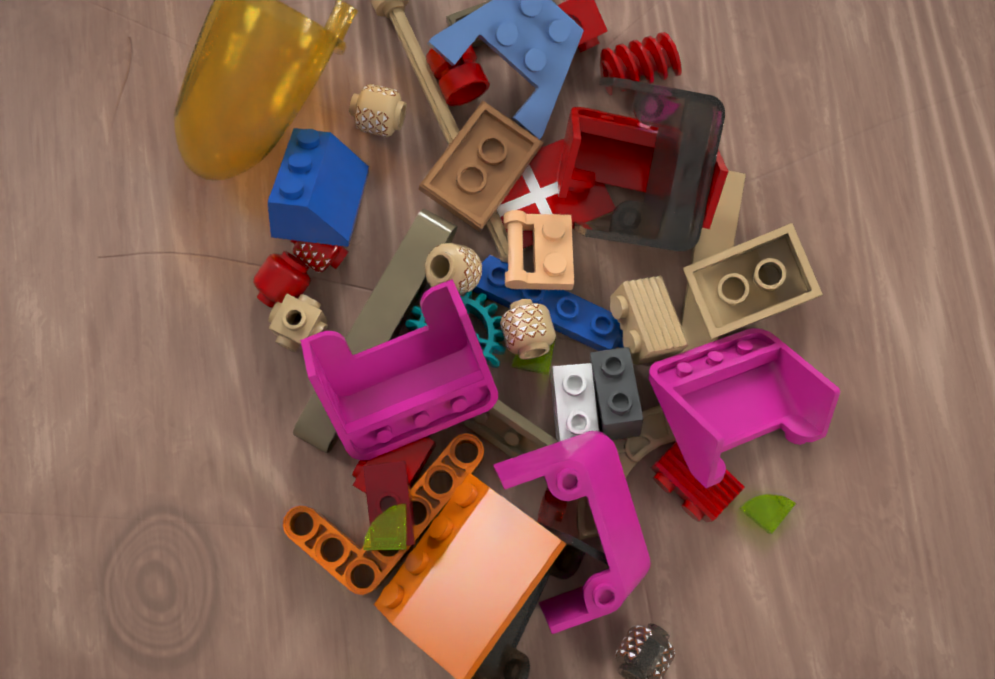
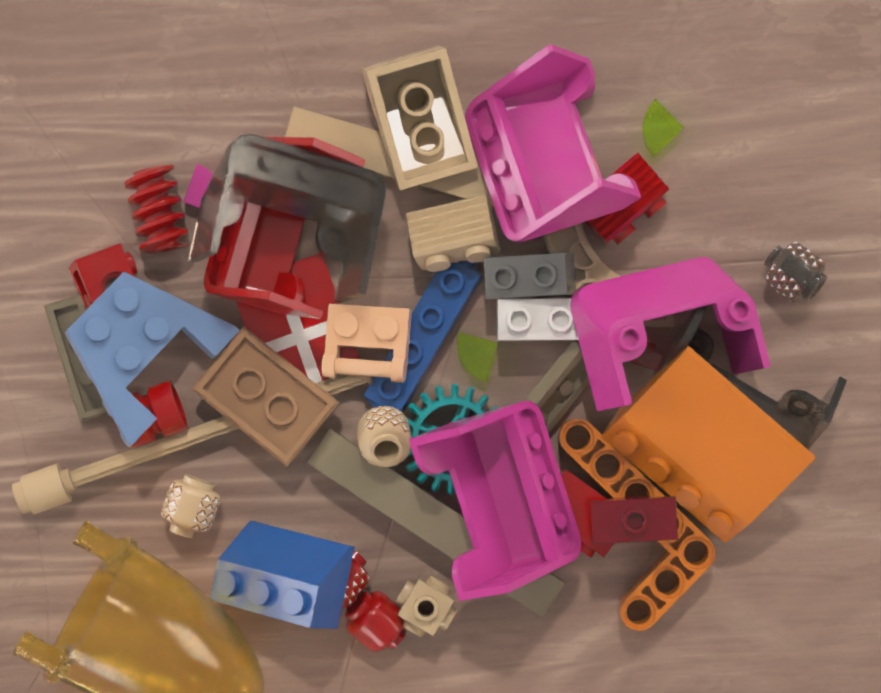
camera: 80 degrees left, 10 degrees up
(388, 530) = (662, 522): clear neon green tile -> none
(527, 329) = (454, 362): tan head -> none

